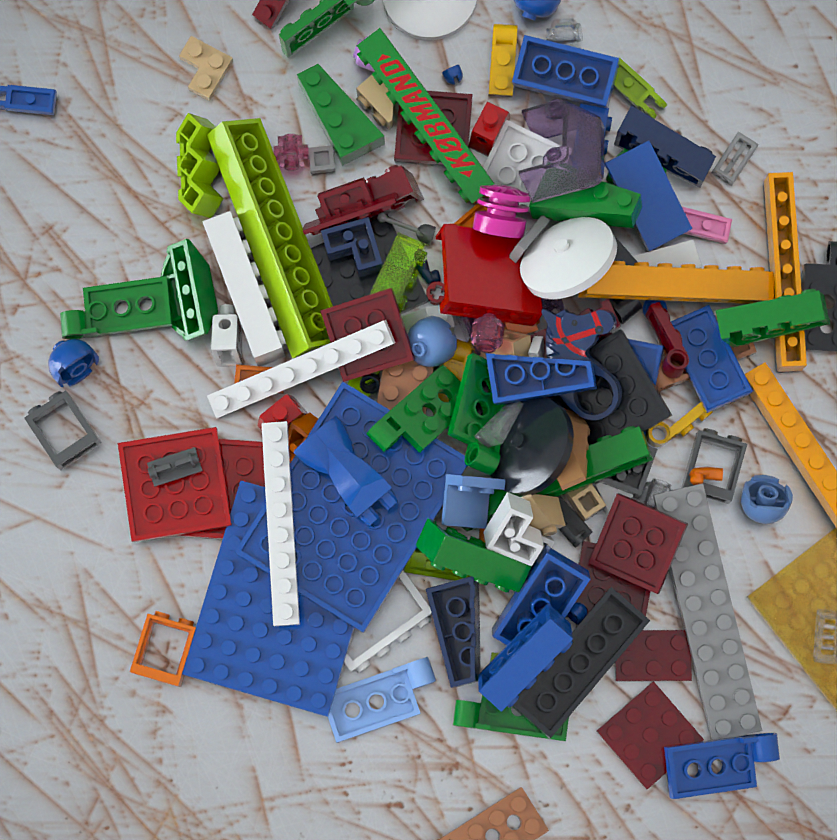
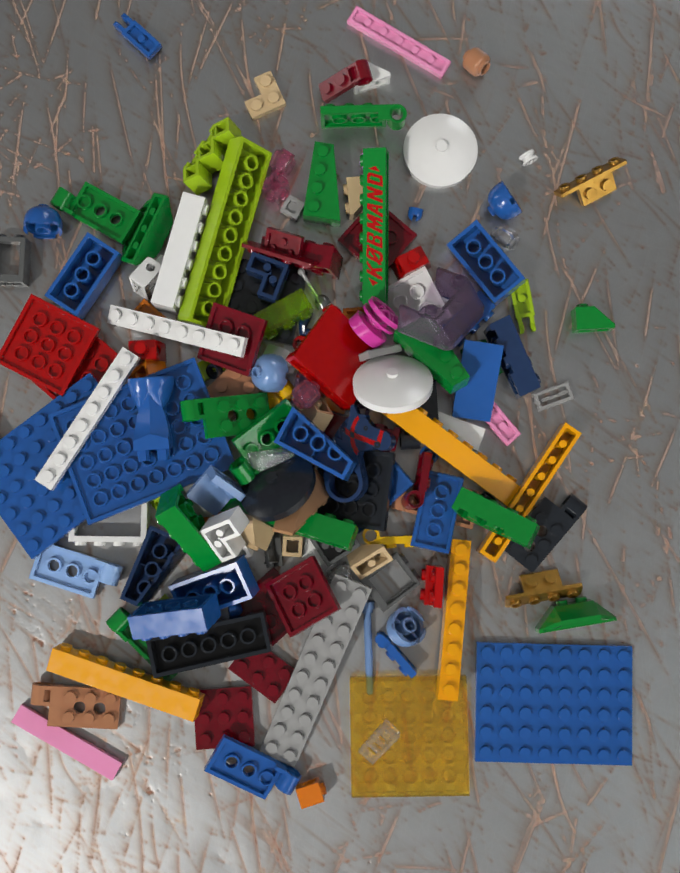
camera: 35 degrees right, 5 degrees up
(158, 385) = (84, 276): none -> blue brick
(174, 467) = (52, 334): dark grey hinge -> none
(276, 120) = (282, 162): none -> clear pink head
(503, 59) = (454, 225): yellow plate -> none
(521, 771) = (125, 681): none -> light orange brick
(537, 347) = (331, 427): white tile -> none
(675, 457) = (368, 559): none -> tan slope
(709, 473) = (379, 582): orange arm -> none
(713, 54) = (589, 319): none -> green slope
(736, 543) = (368, 609): none -> medium blue piece
(760, 435) = (433, 585): none -> red plate
(774, 536) = (395, 653): none -> blue hinge
(798, 742) = (311, 792): none -> orange brick

